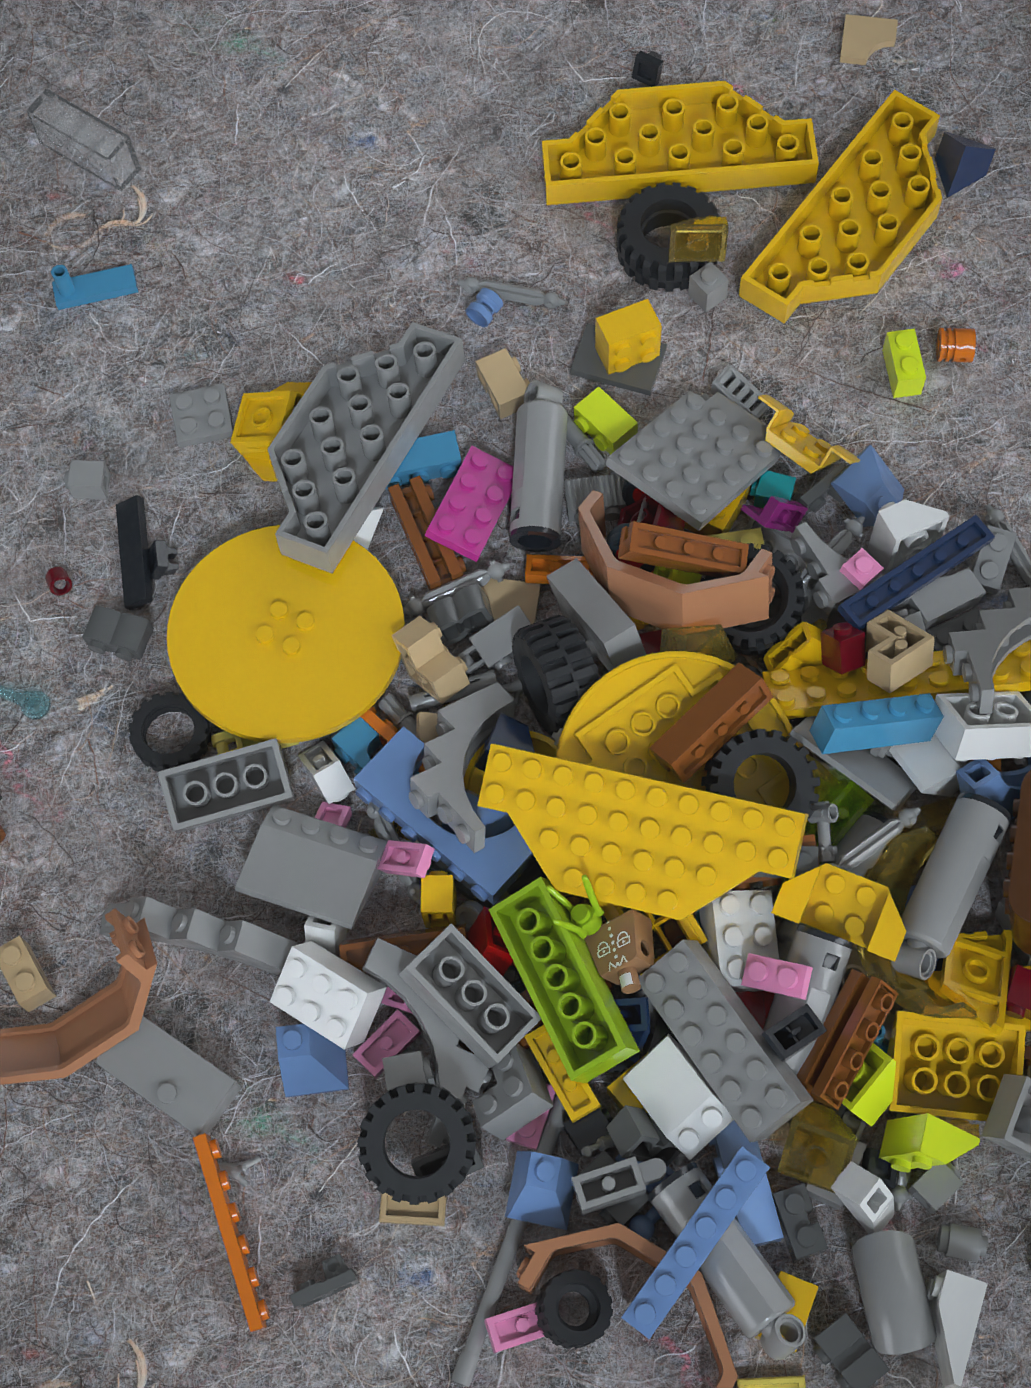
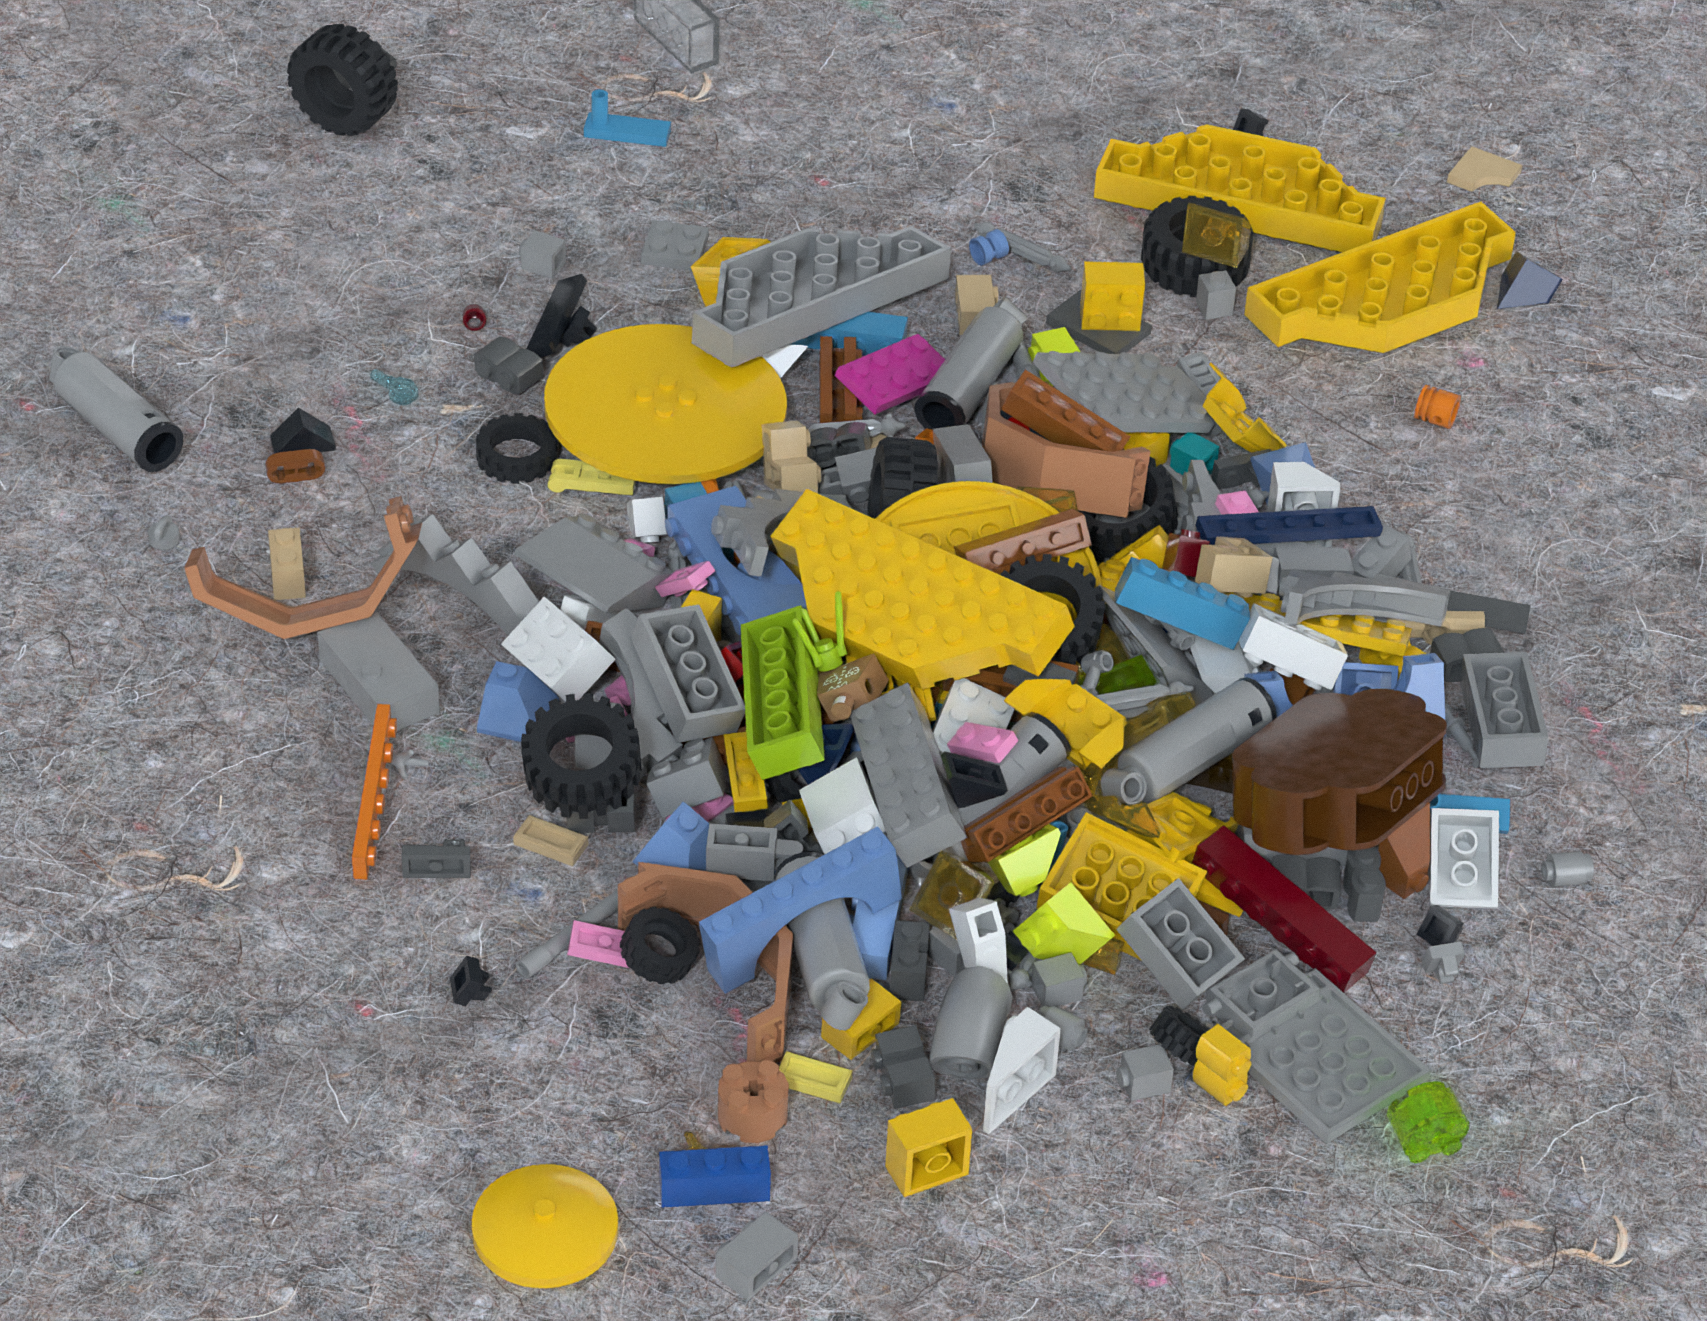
camera: 15 degrees right, 25 degrees down
(226, 786) = (545, 488): light grey brick -> none
(777, 514) = (1179, 454): magenta panel -> none
(904, 363) = (1377, 404): neon yellow brick -> none

